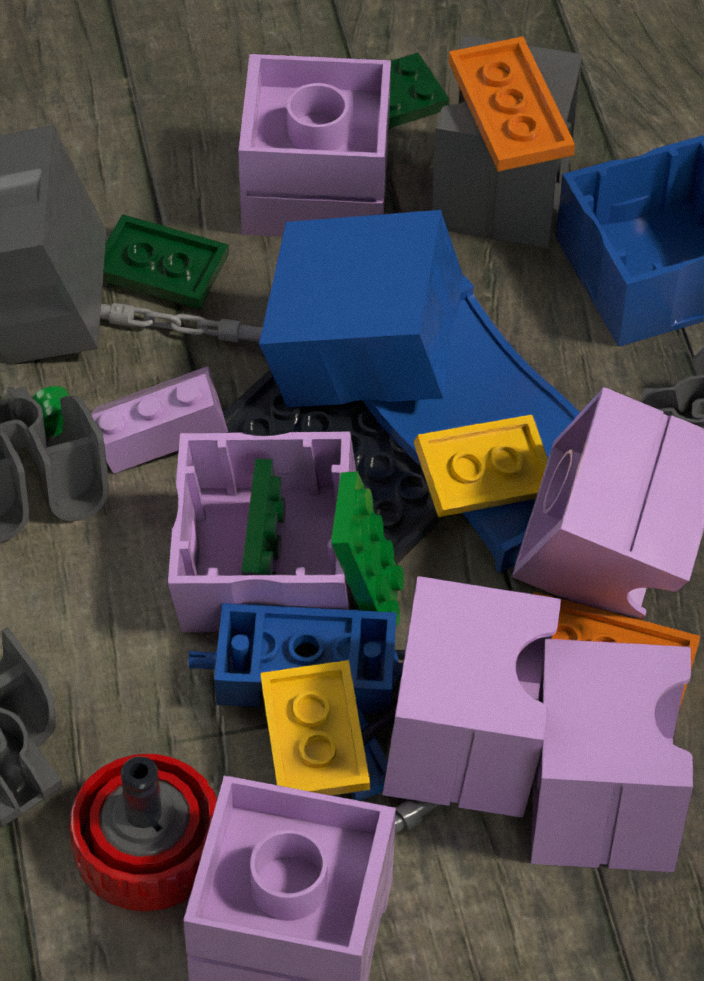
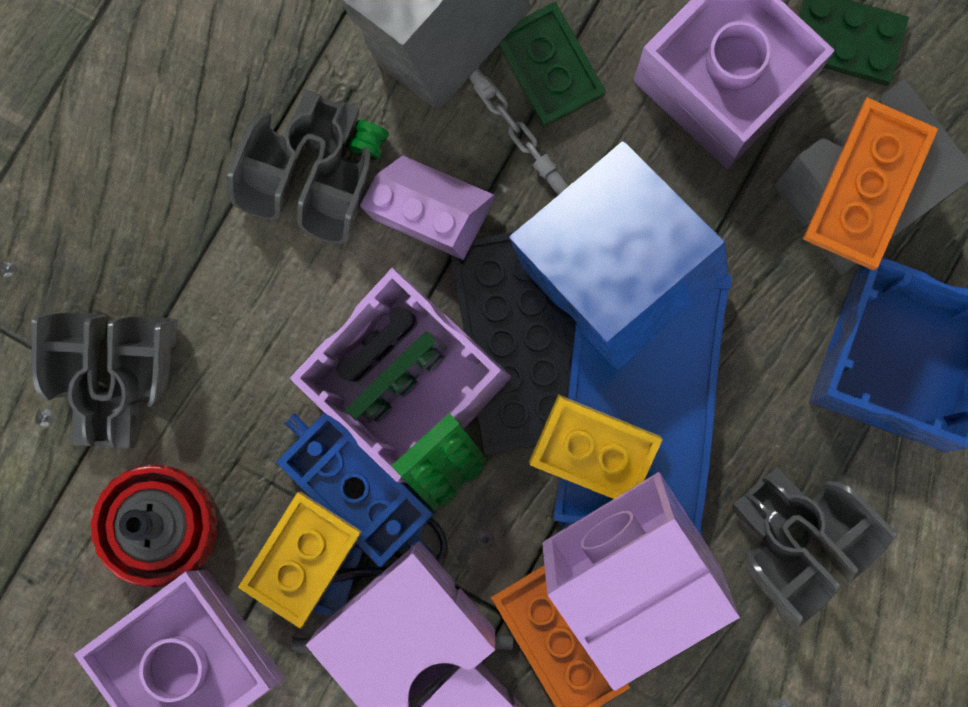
camera: 45 degrees right, 30 degrees up
(217, 536) = (378, 345): none -> black plate

